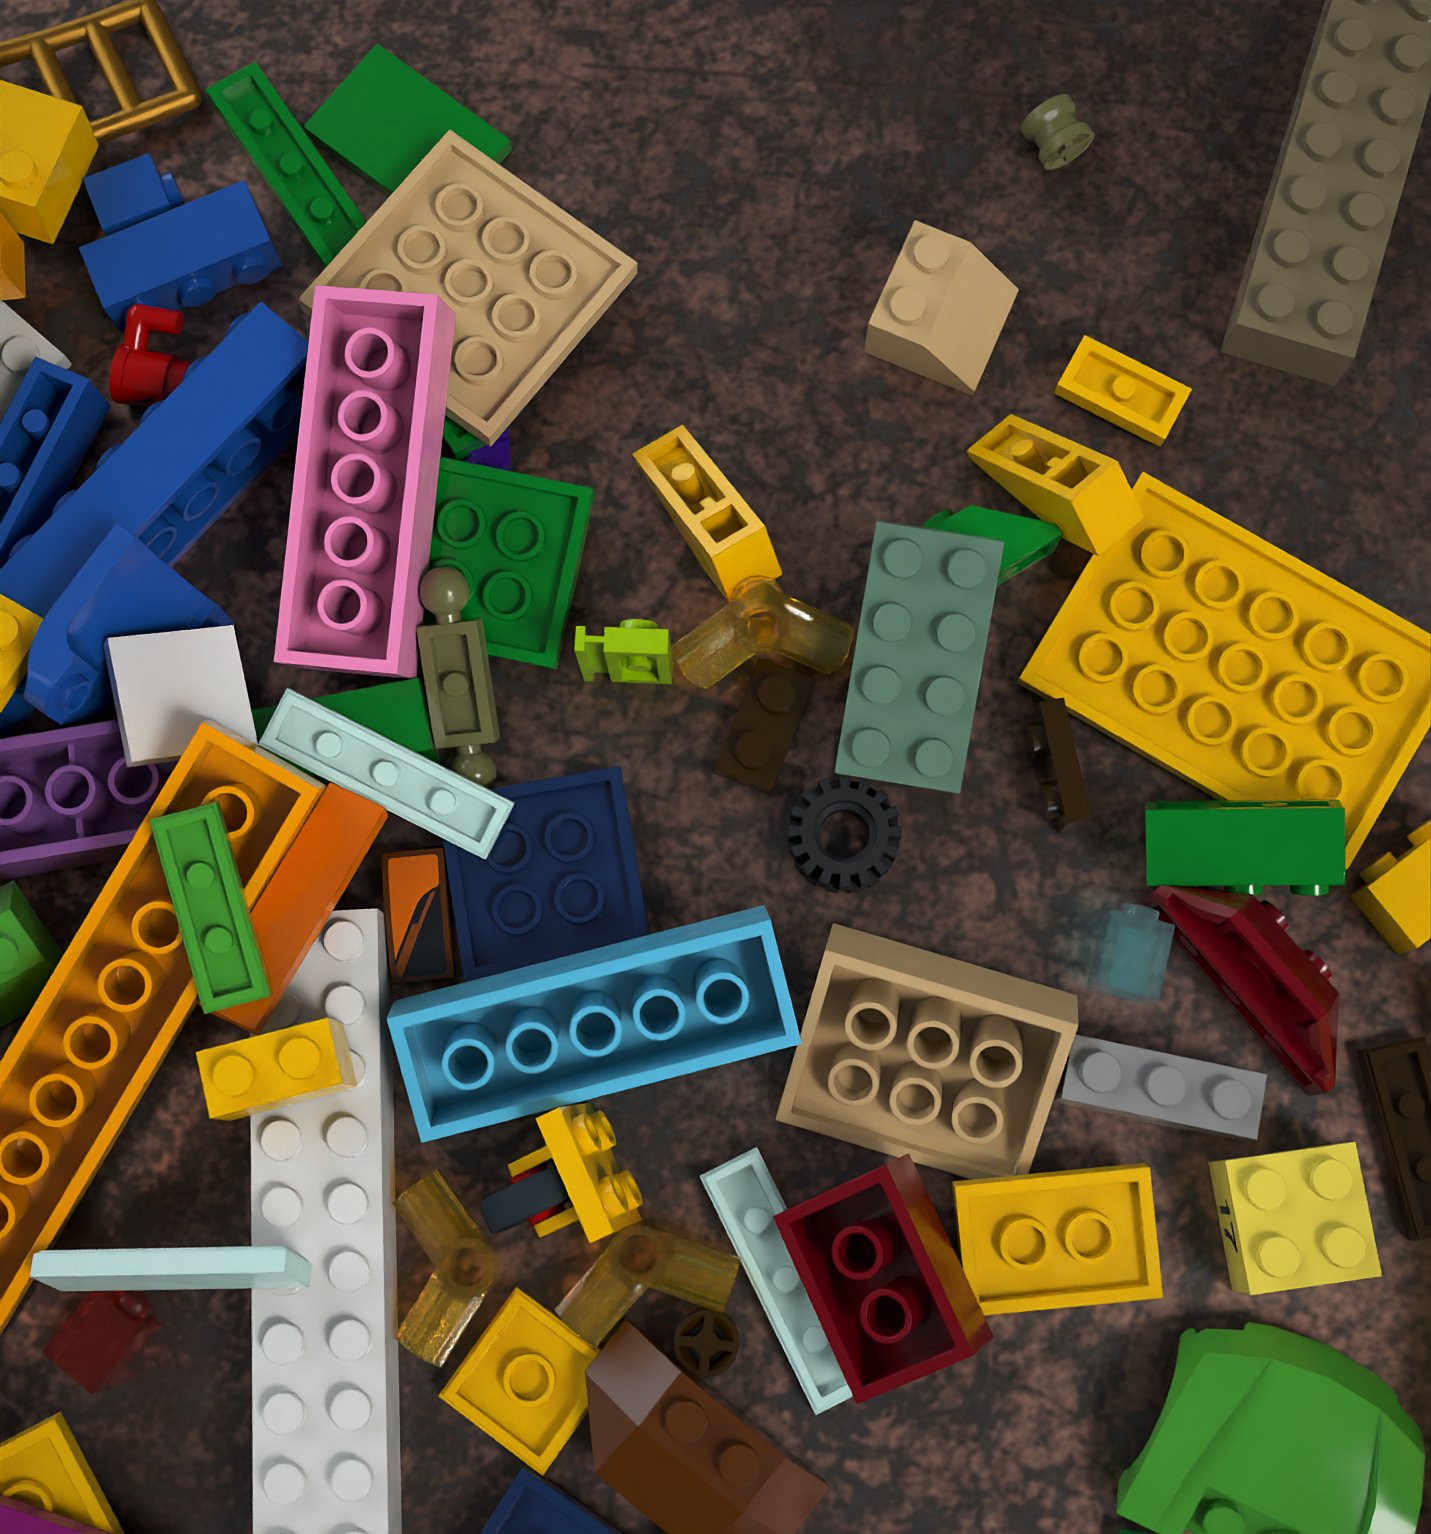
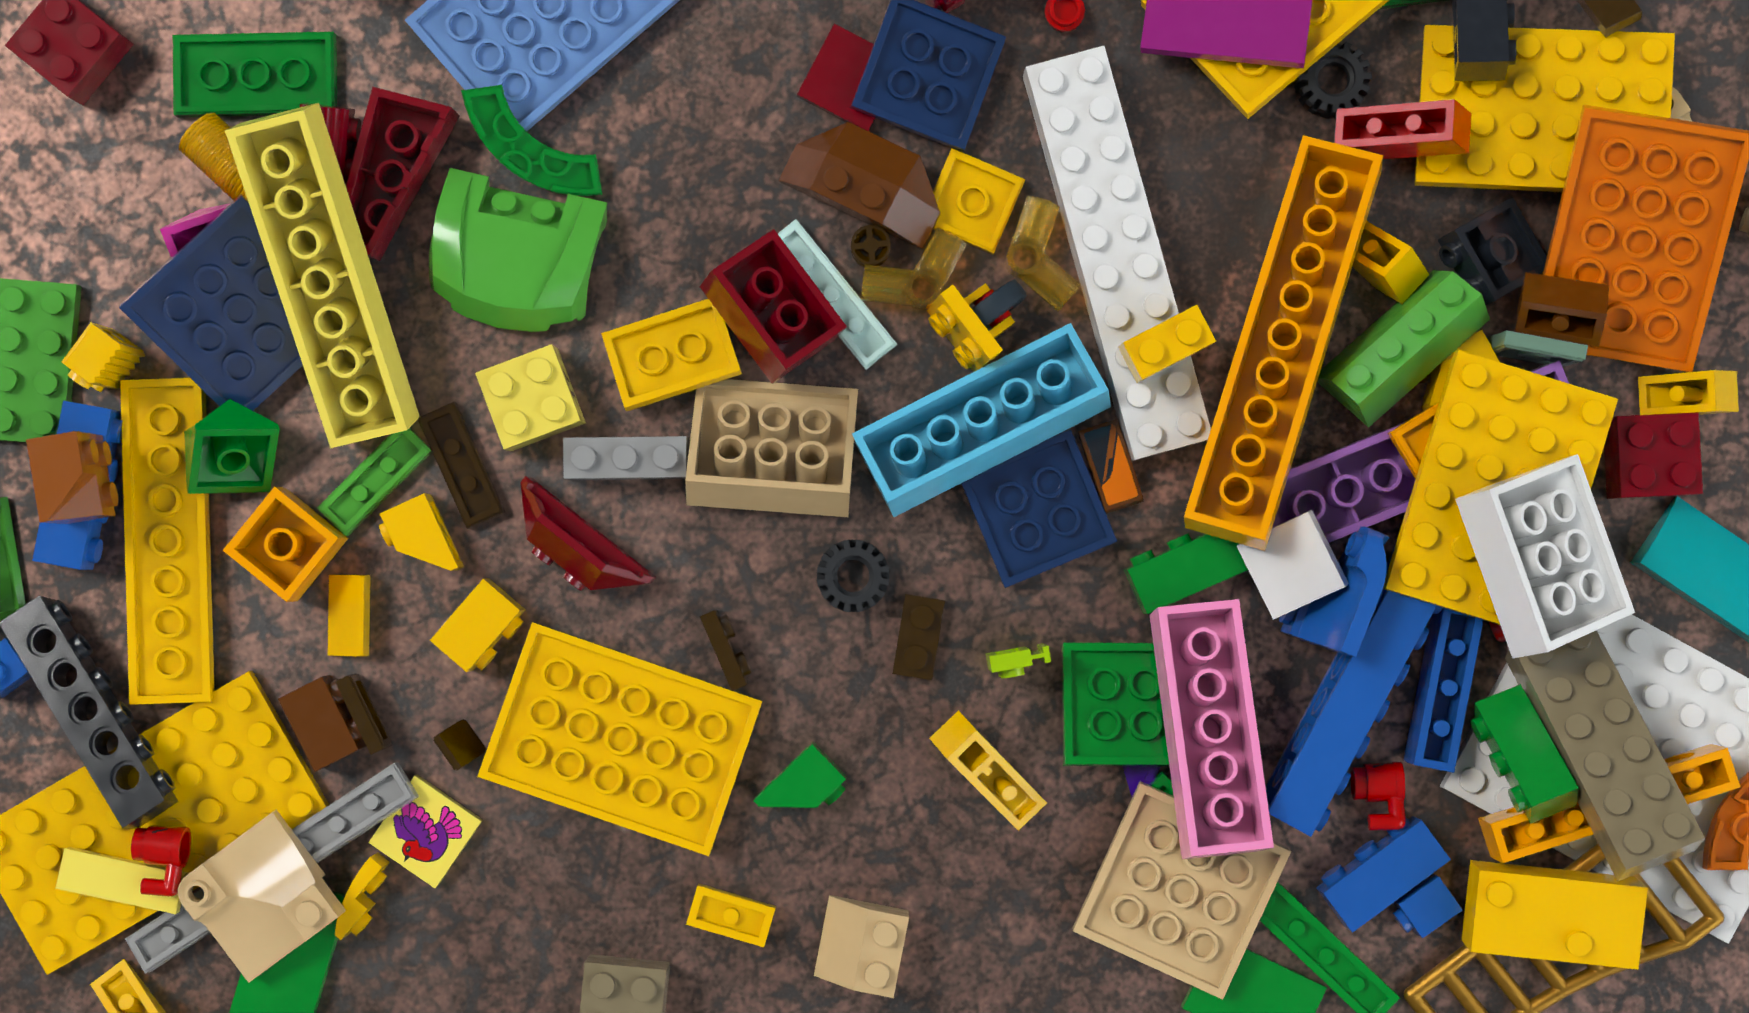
camera: 160 degrees right, 10 degrees up
(103, 1338) = (1236, 168): clear red brick -> none
(171, 1268) = (1200, 214): light aqua tile -> none
(211, 907) = (1230, 430): bright green tile -> none
(306, 893) = (1184, 445): orange tile -> none
(386, 773) = (1150, 546): light aqua tile -> none
(457, 676) = (1121, 619): olive plate -> none
(789, 630) = (934, 698): clear yellow piece -> none
(918, 656) = (830, 697): sand green brick -> none
(1060, 482) = (763, 836): yellow slope -> none
(1131, 954) = (658, 538): clear light blue brick -> none
(1246, 844) = (601, 621): green brick -> none

